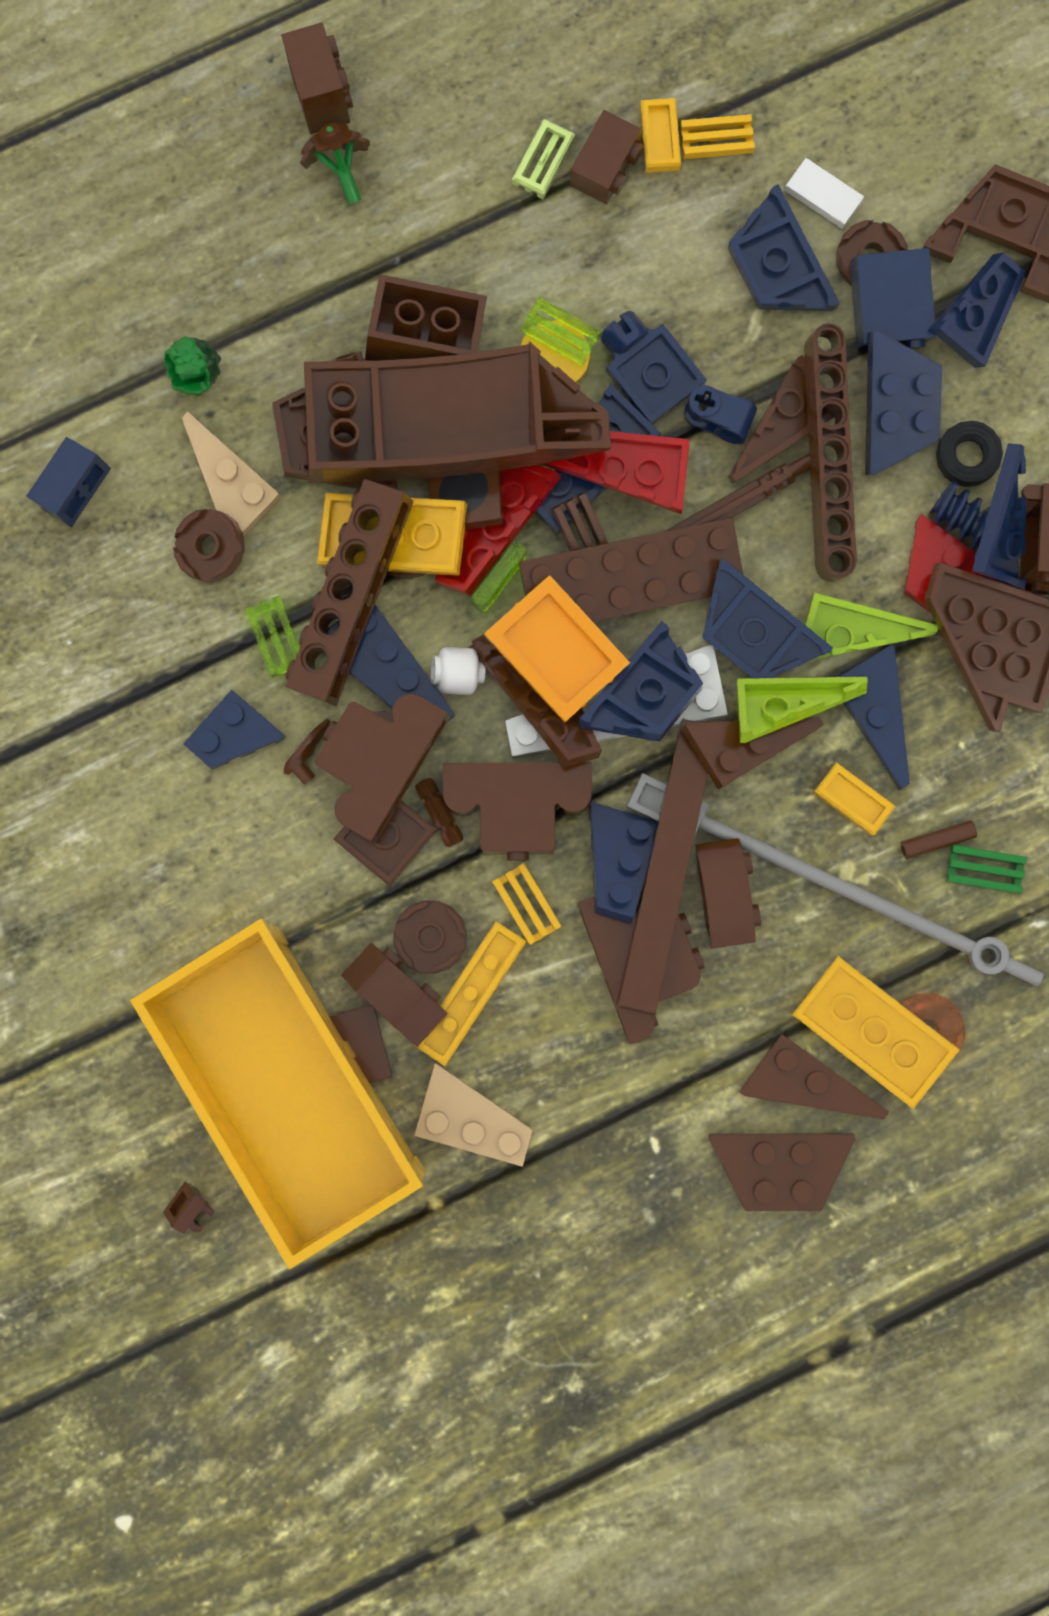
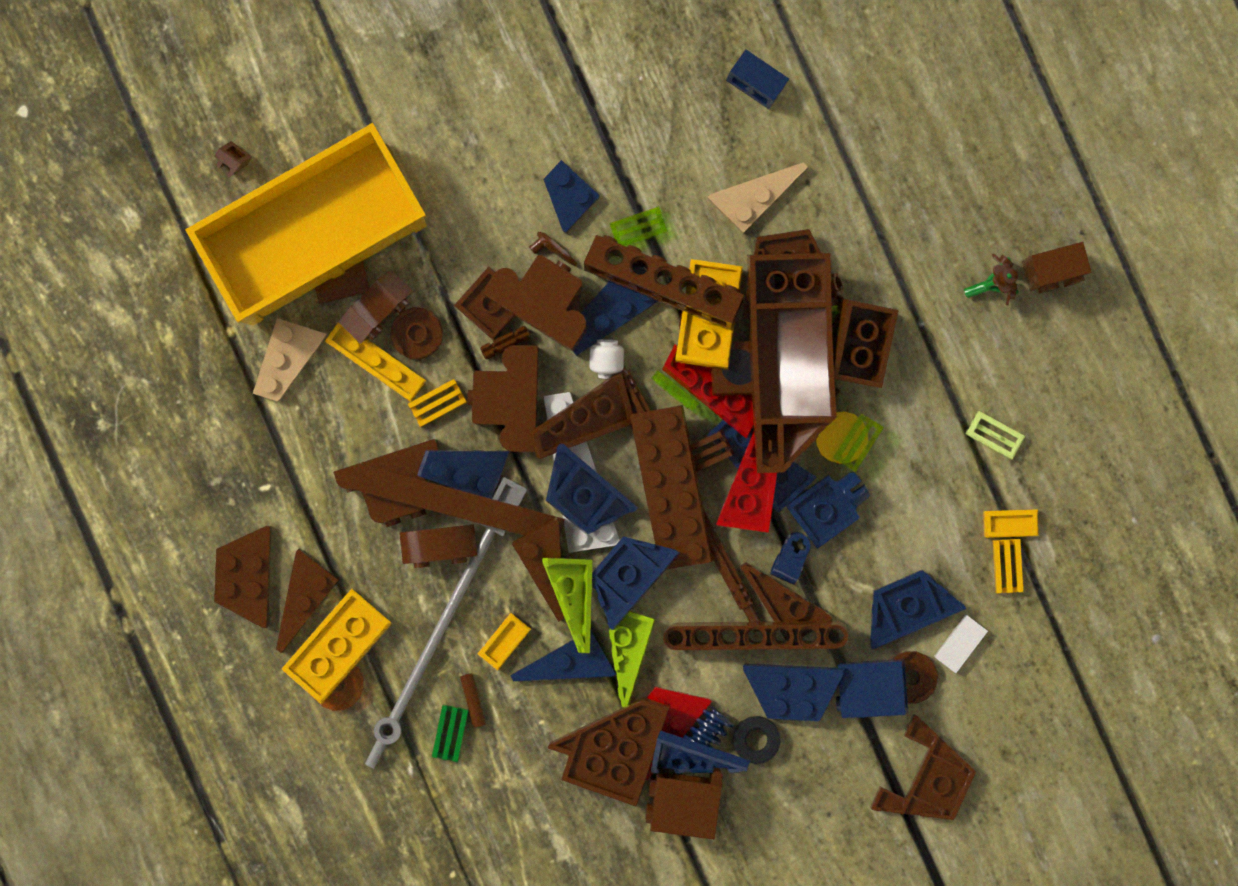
camera: 90 degrees right, 5 degrees up
(191, 365) = (840, 170): green piece -> none
(227, 551) = (713, 193): reddish brown tile -> none
(556, 648) = (614, 429): light orange piece -> none
(605, 157) = (991, 481): reddish brown brick -> none
(980, 310) = (862, 753): dark blue wing -> none

